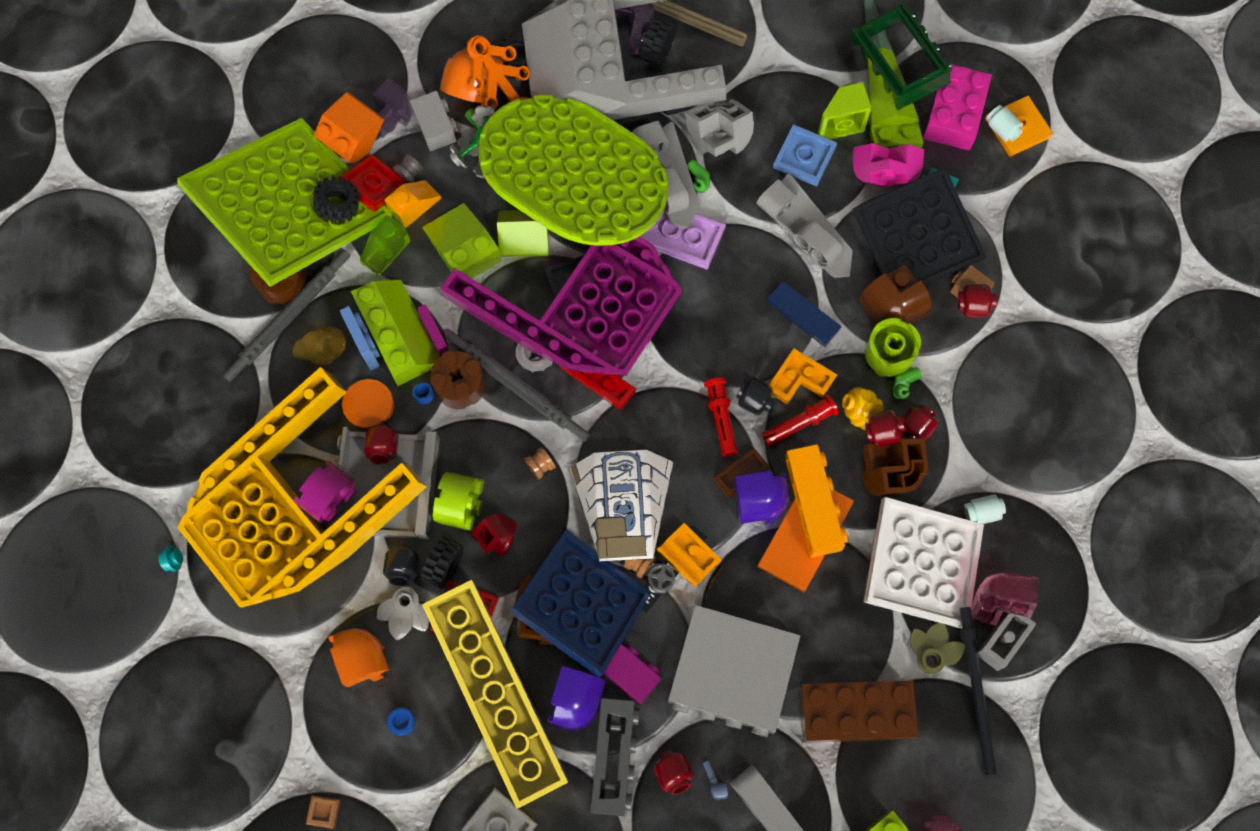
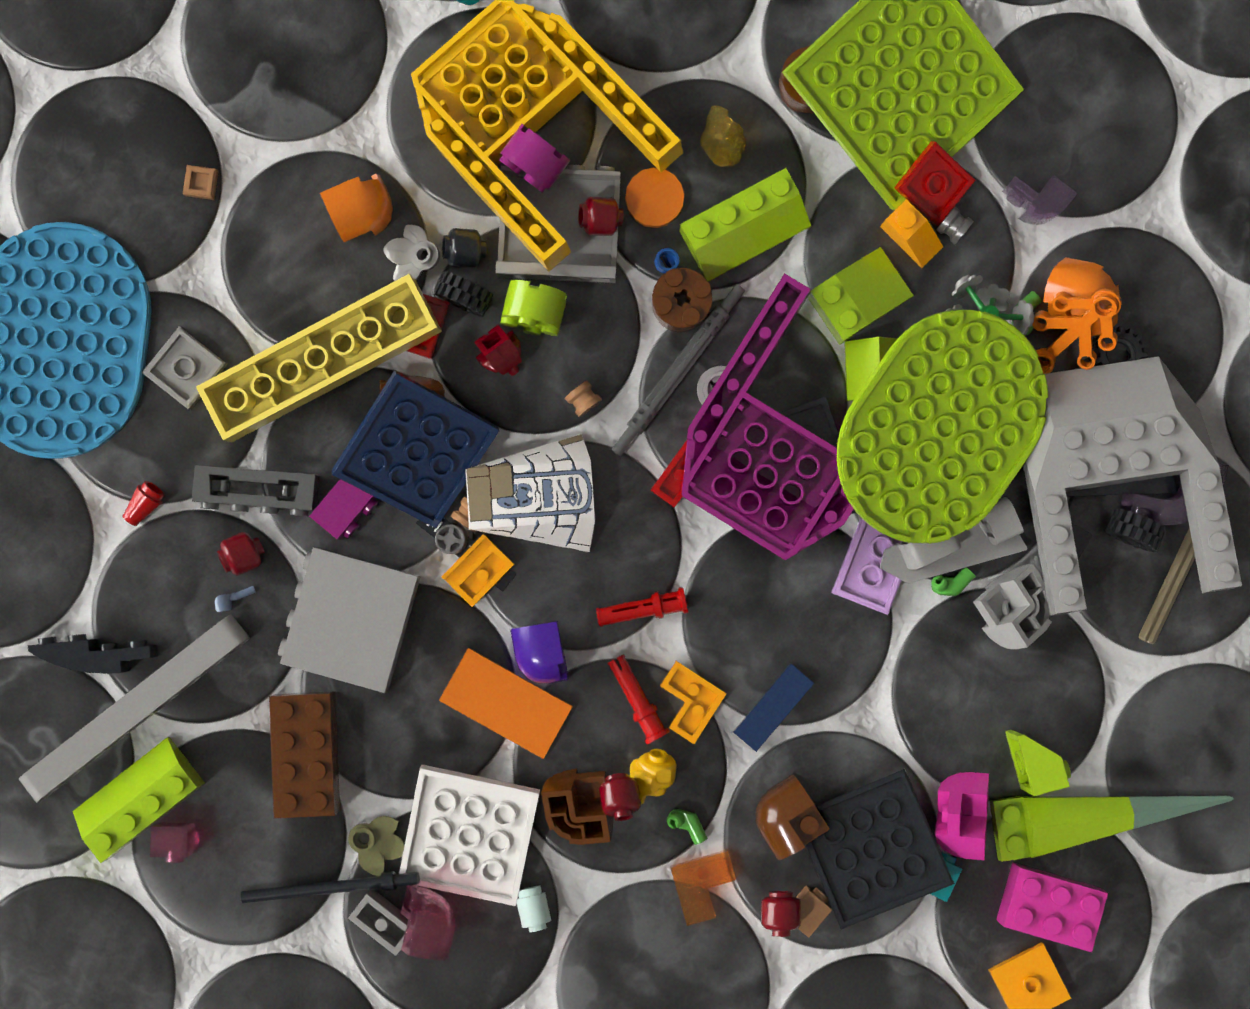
camera: 85 degrees right, 15 degrees up
(286, 316) = (763, 95): dark grey axle -> none
(336, 189) = (919, 141): black tyre -> none
(349, 128) = (1004, 149): orange slope -> none
(361, 337) = (733, 180): medium blue plate -> none
(384, 245) = (852, 202): clear neon green slope -> none
(401, 721) = (294, 259): blue tile -> none
(432, 329) = (743, 268): magenta tile -> none
(433, 121) = (1022, 252): light grey brick -> none
(575, 699) = (312, 446): dark purple brick -> none
(747, 464) = (577, 630): reddish brown tile -> none
(755, 396) = (665, 647): black head -> none
(805, 155) = (982, 713): medium blue plate -> none
(810, 229) = (893, 711): light grey panel -> none
(814, 501) = (537, 713): light orange brick -> none
(897, 335) = (742, 818): lime brick -> none
(918, 89) = (1120, 874): dark green window -> none
(920, 423) = (634, 838): dark red head -> none
(950, 377) = (693, 880): none -> clear orange plate
(1005, 123) = (1025, 964): light aqua brick -> none

